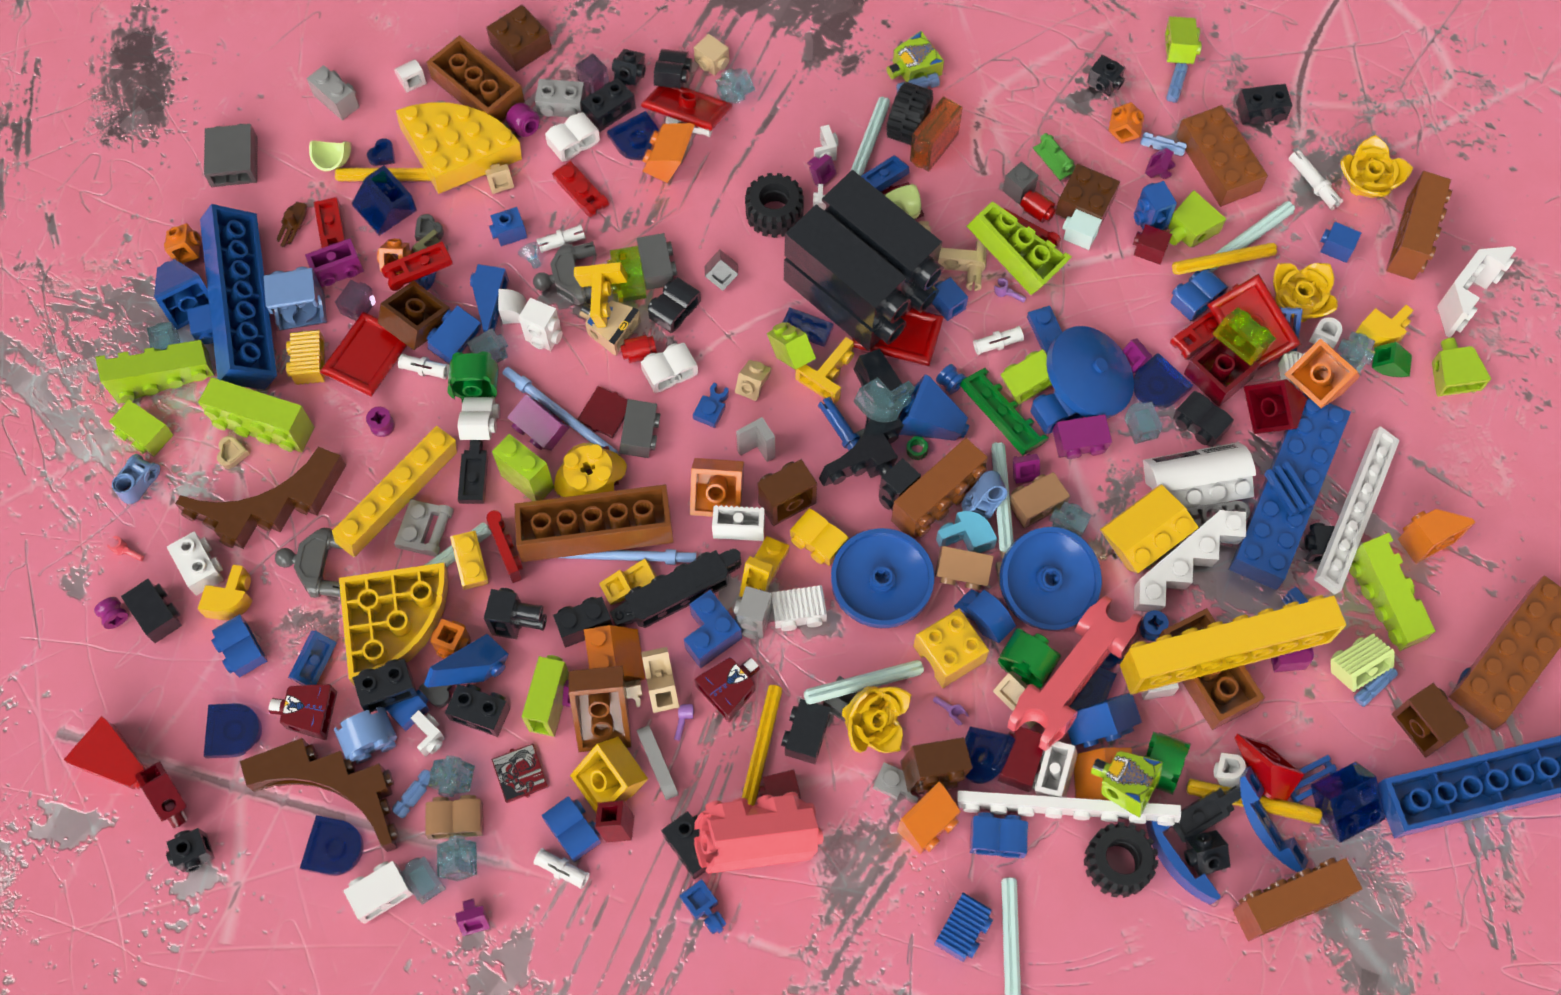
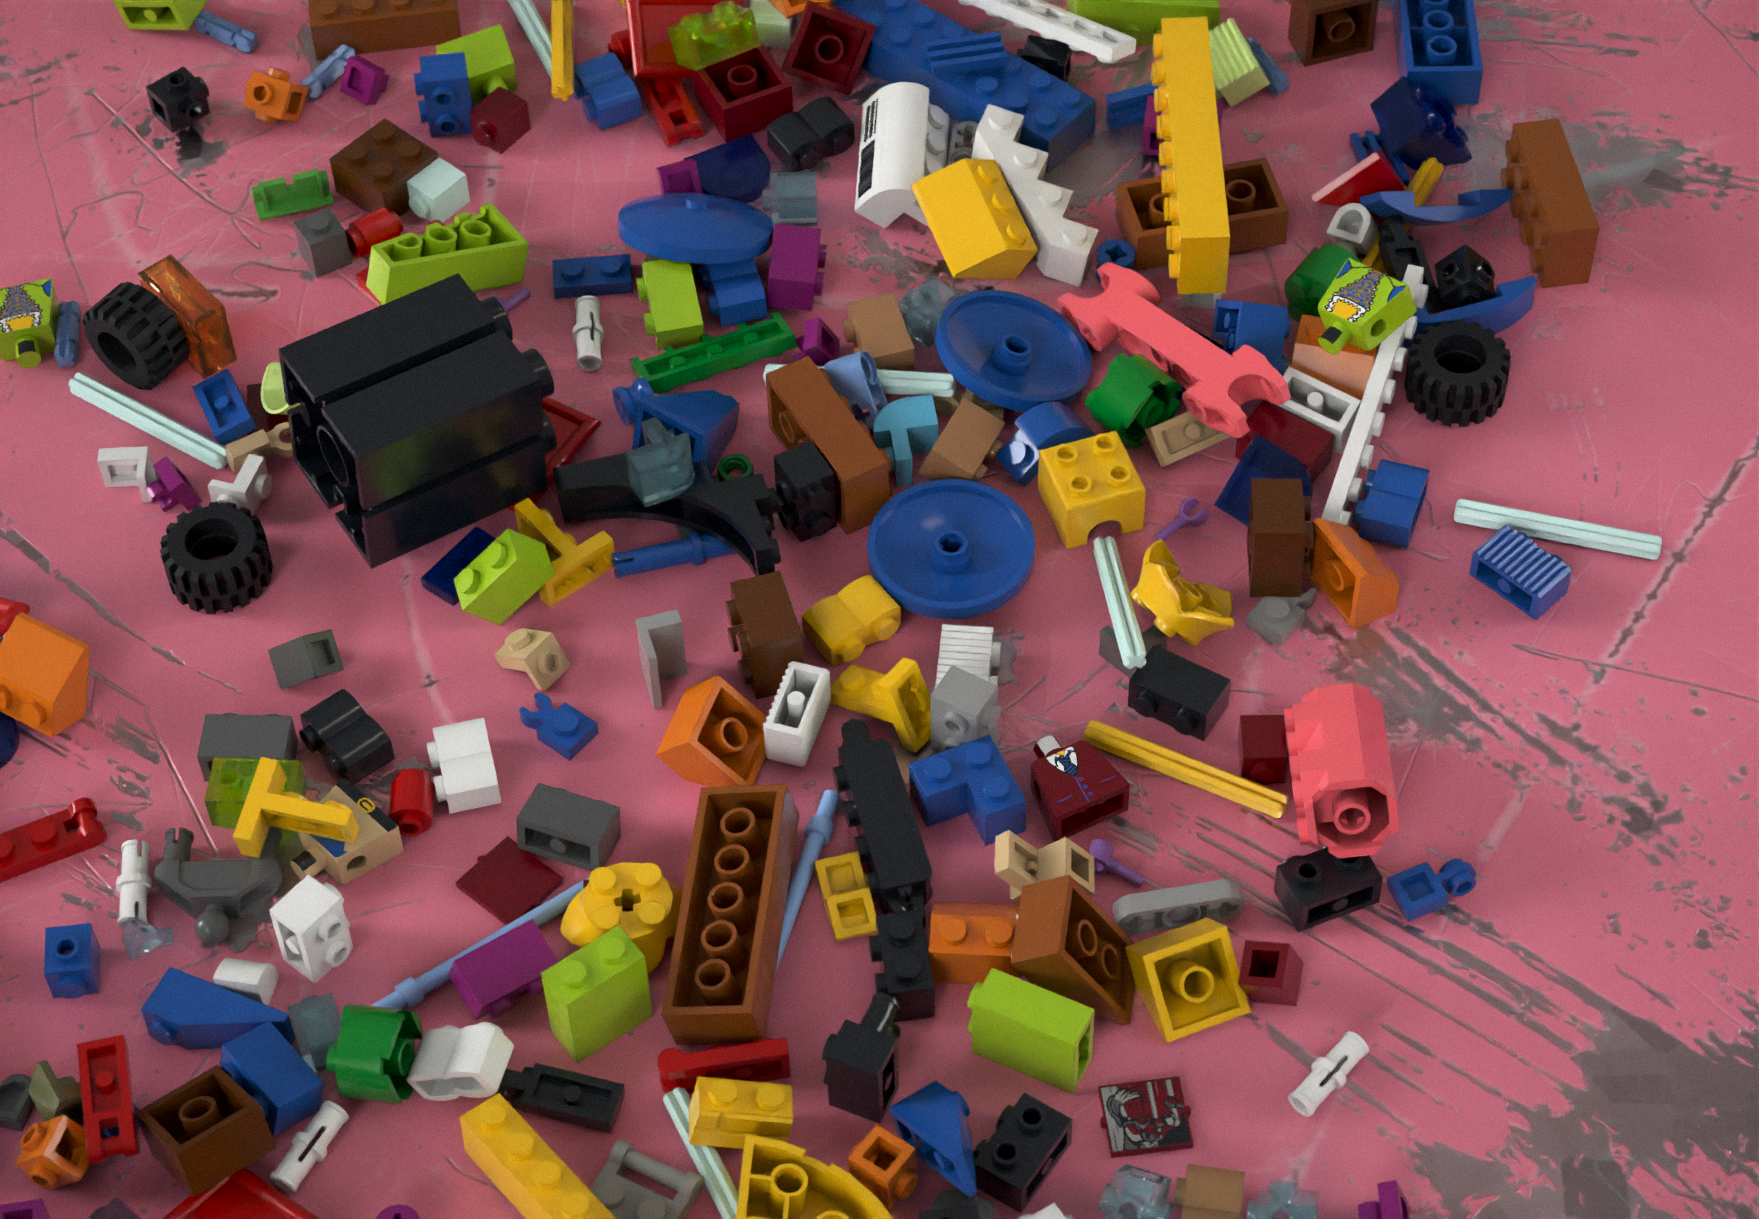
camera: 75 degrees left, 15 degrees down
(571, 828) = (1265, 1045): blue brick -> none

